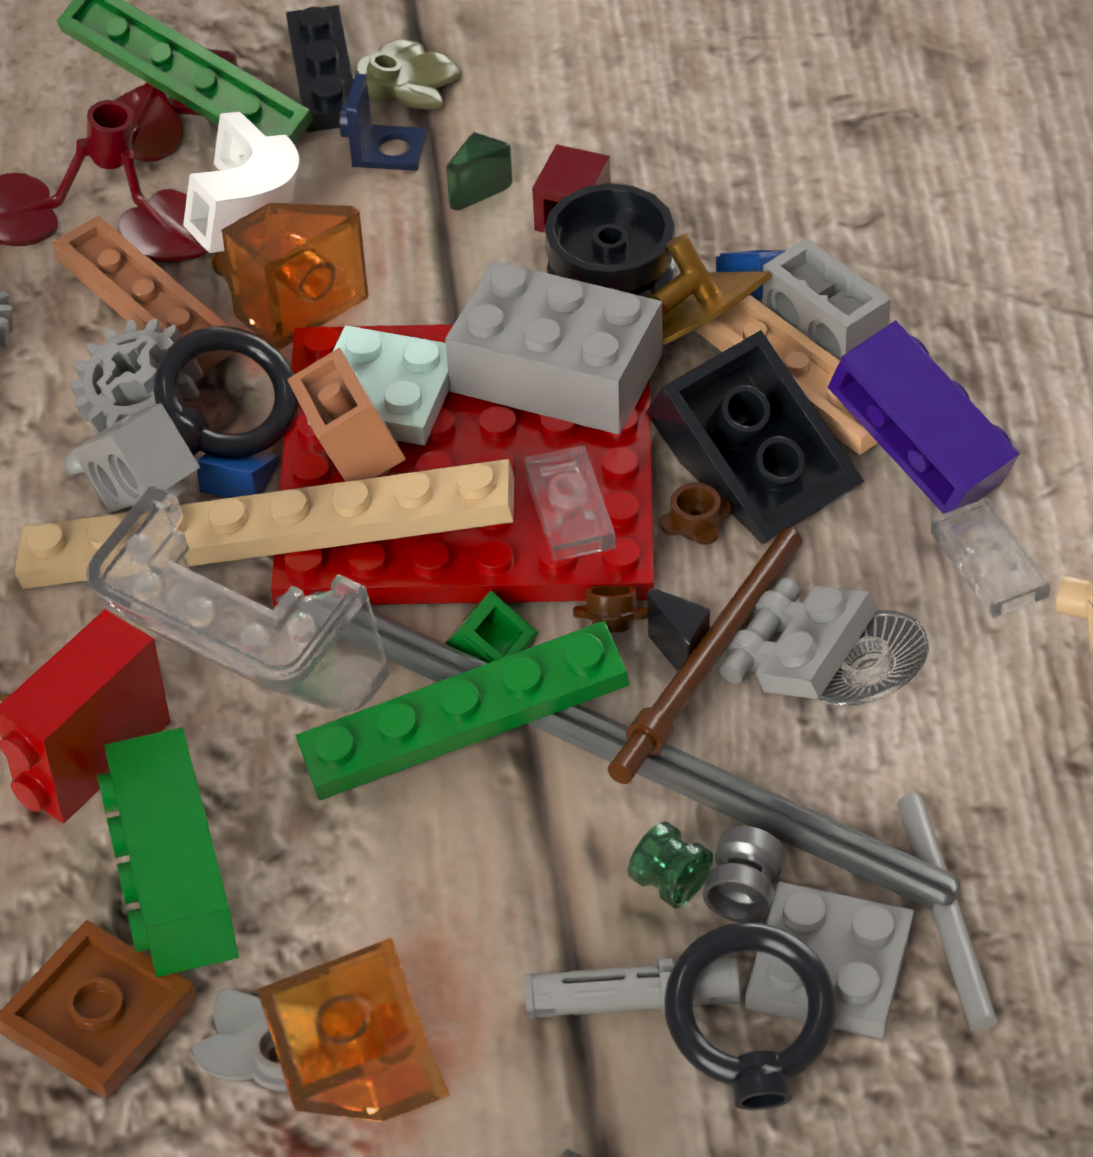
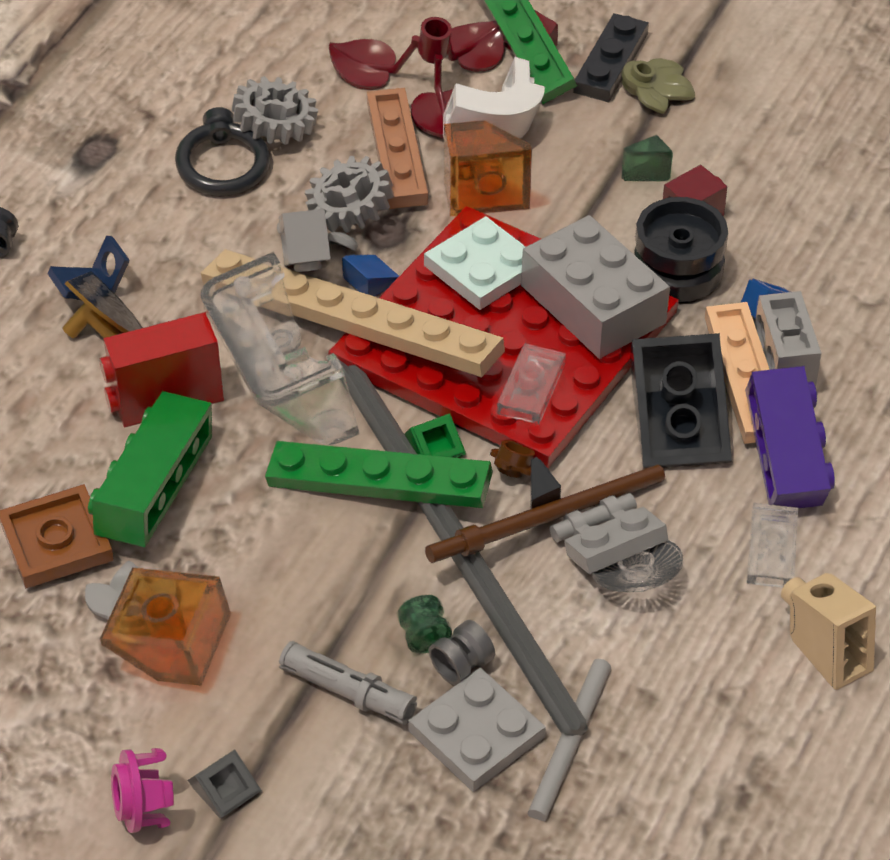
camera: 30 degrees right, 0 degrees up
(192, 424) = (348, 238): black piece -> none
(345, 418) = (433, 270): nougat slope -> none
(367, 138) = (600, 109): dark blue bracket -> none
(696, 513) = (612, 429): reddish brown plate -> none
(699, 295) = (715, 293): pearl gold shield -> none
(757, 1077) = (377, 772): black piece -> none

